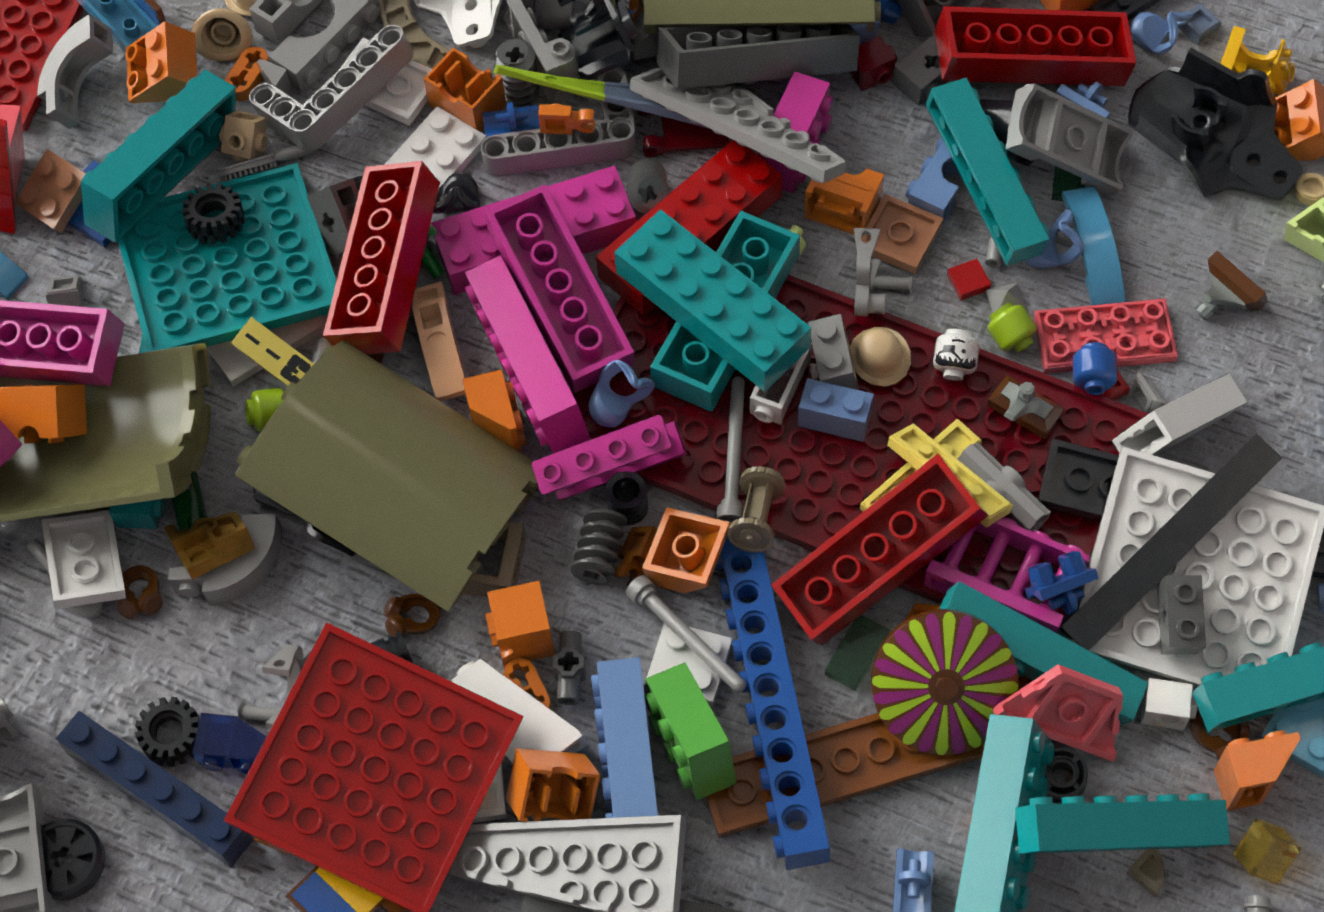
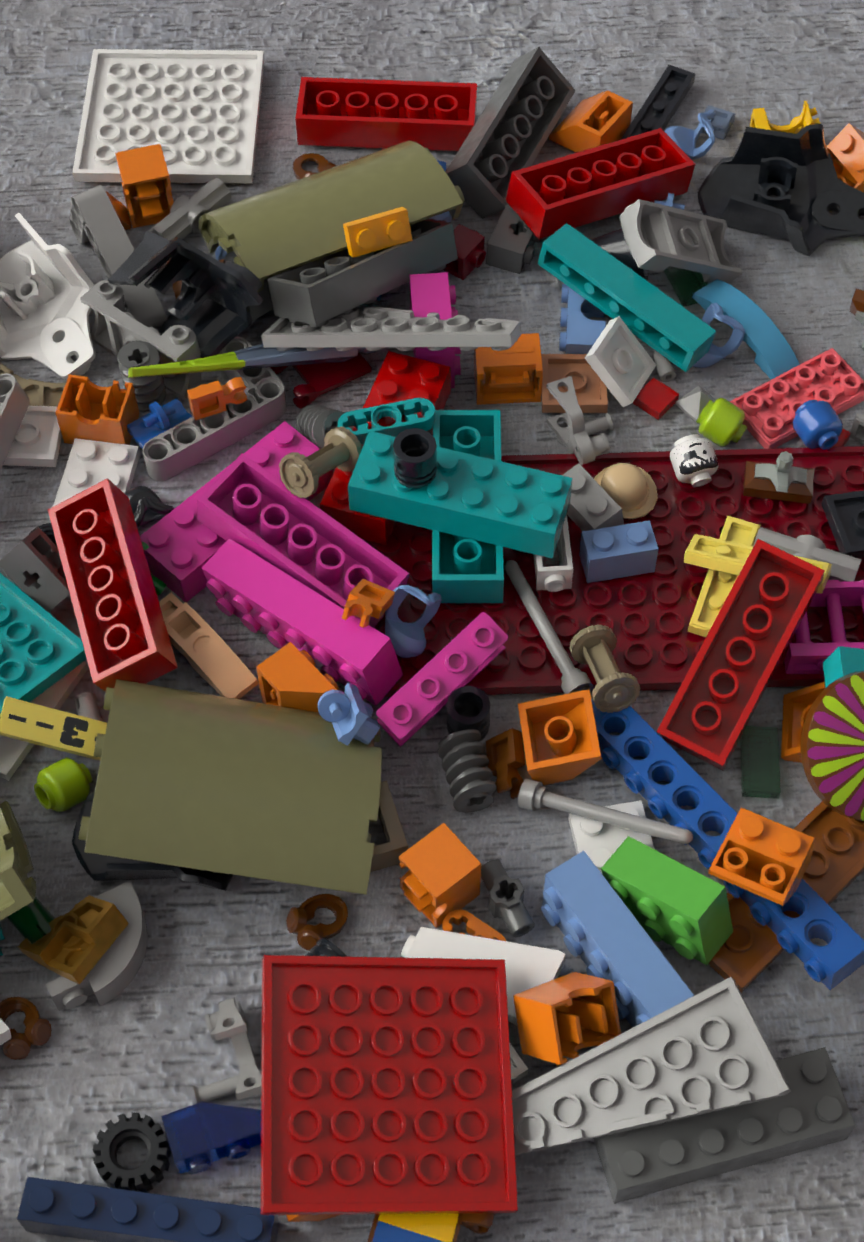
camera: 30 degrees left, 5 degrees down
(514, 454) = (348, 714): none -> medium blue hips
(578, 360) = (367, 601): none -> orange plate
(582, 224) = (302, 473): none -> dark tan hose
(675, 252) = (415, 458): none -> black piece
(698, 216) = (394, 410): none -> teal beam
(778, 21) = (377, 232): none -> light orange plate
(779, 733) = (763, 857): none -> orange slope
(949, 231) = (620, 361): none -> white plate

